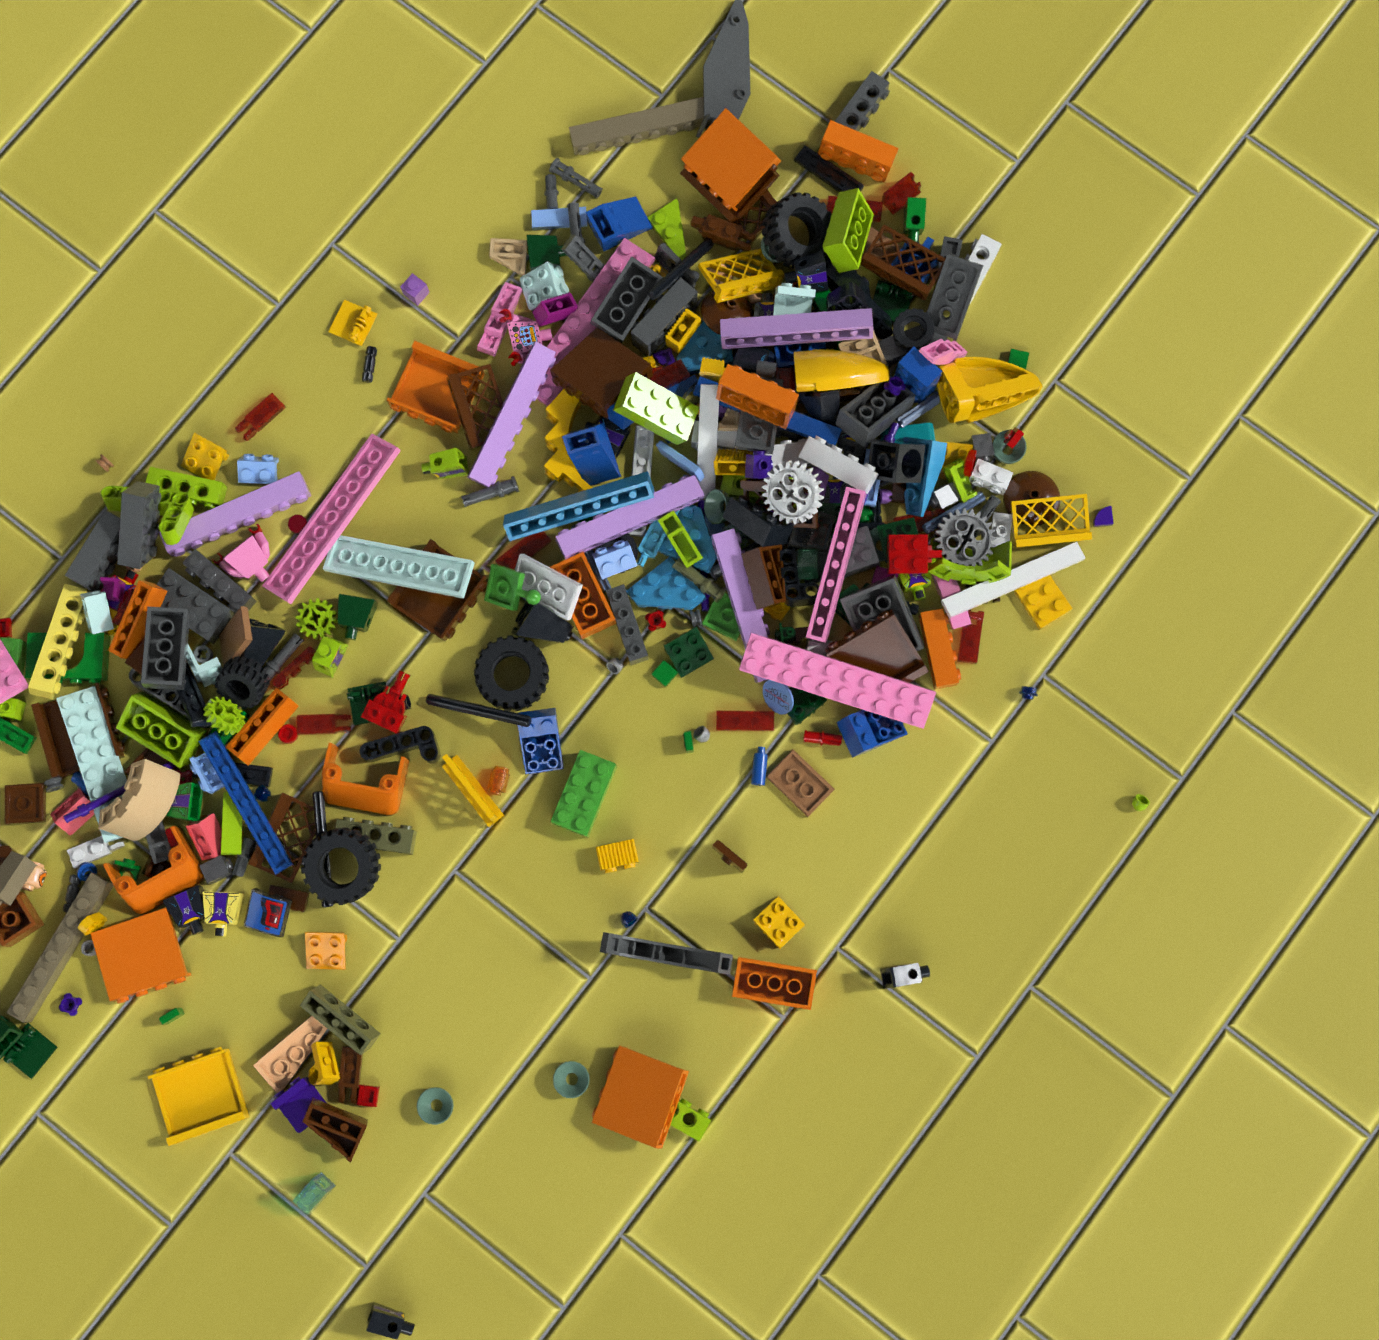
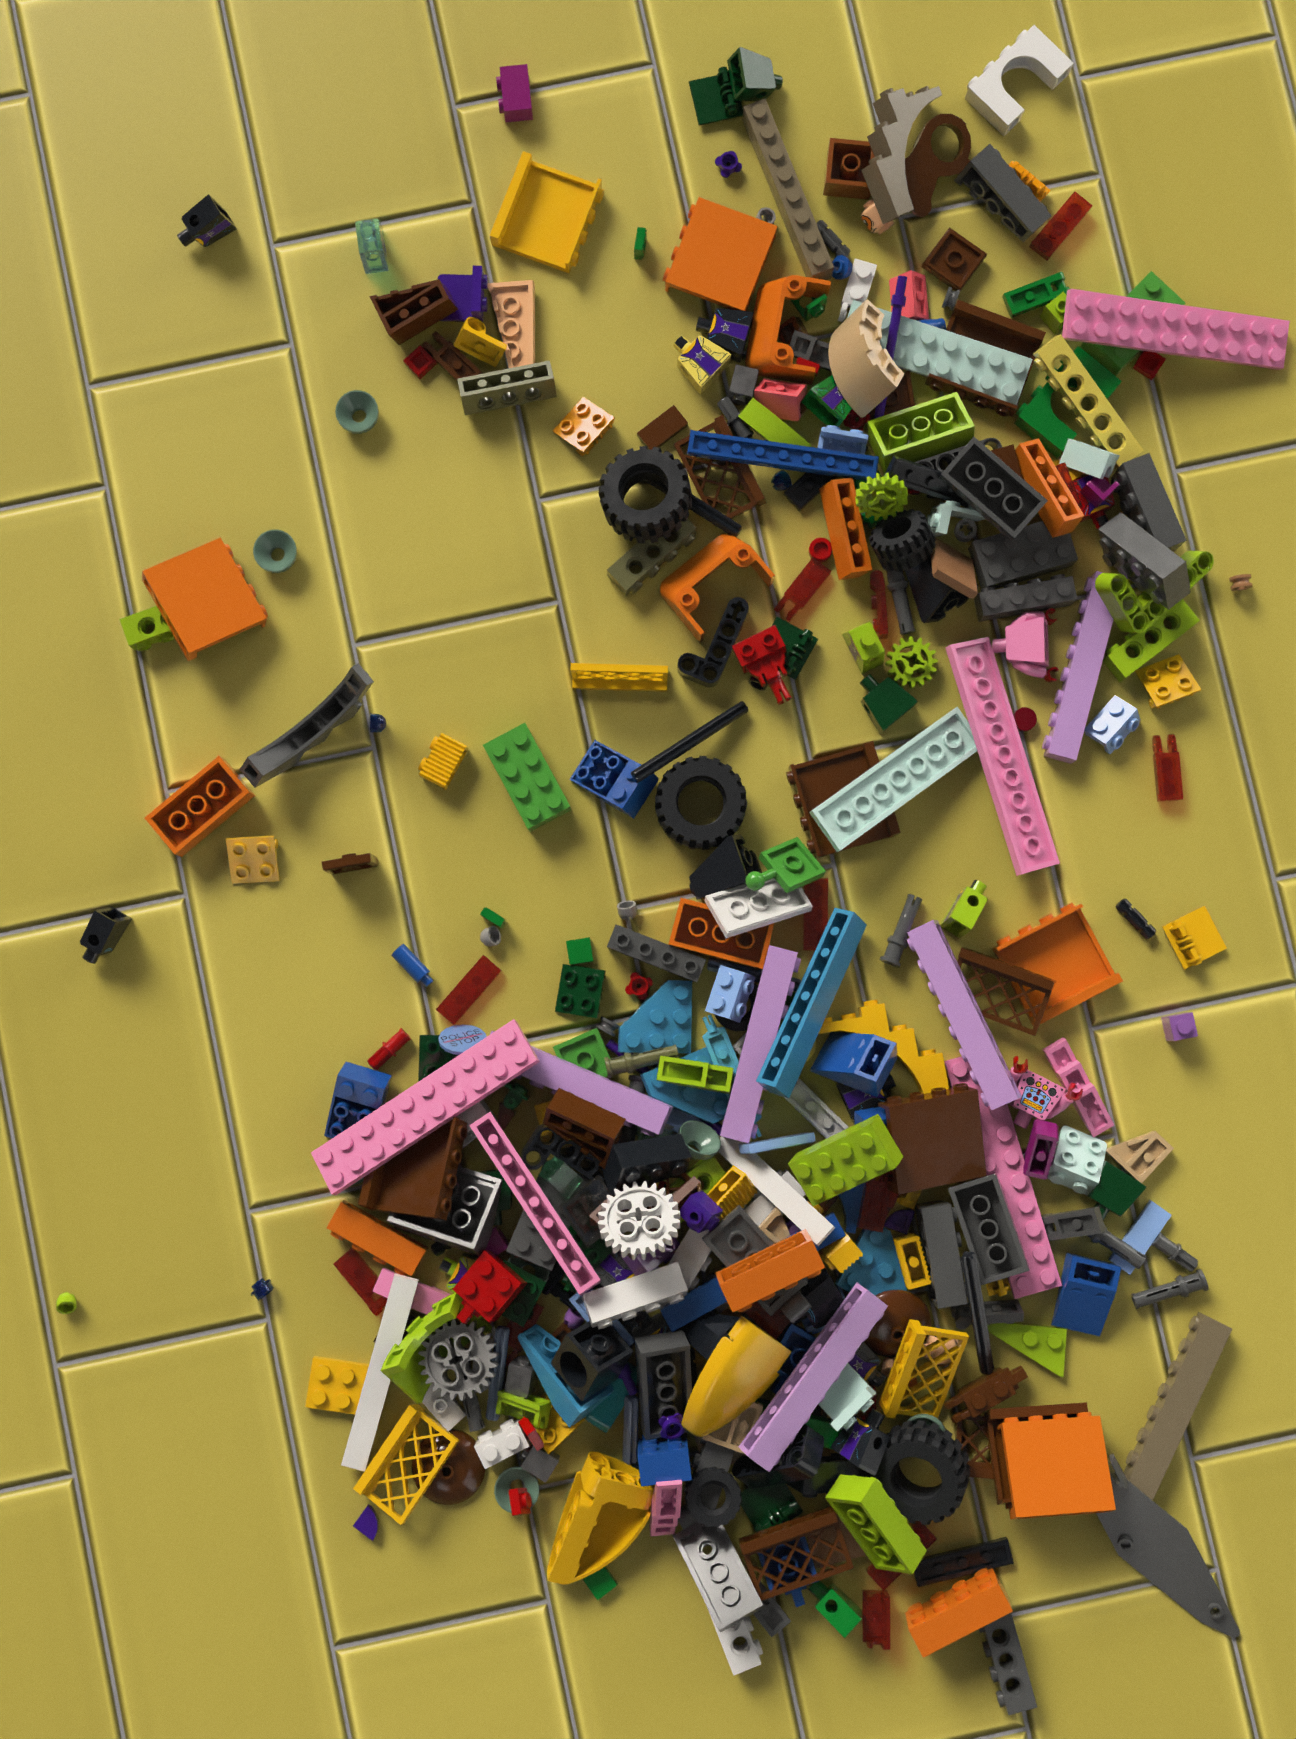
camera: 130 degrees right, 5 degrees up
(92, 923) = (785, 234): yellow beam -> none
(130, 1188) = (515, 93): none -> magenta brick
(267, 913) = (662, 399): slope -> none
(498, 780) = (608, 708): clear orange brick -> none
(800, 783) = (365, 991): medium nougat tile -> none

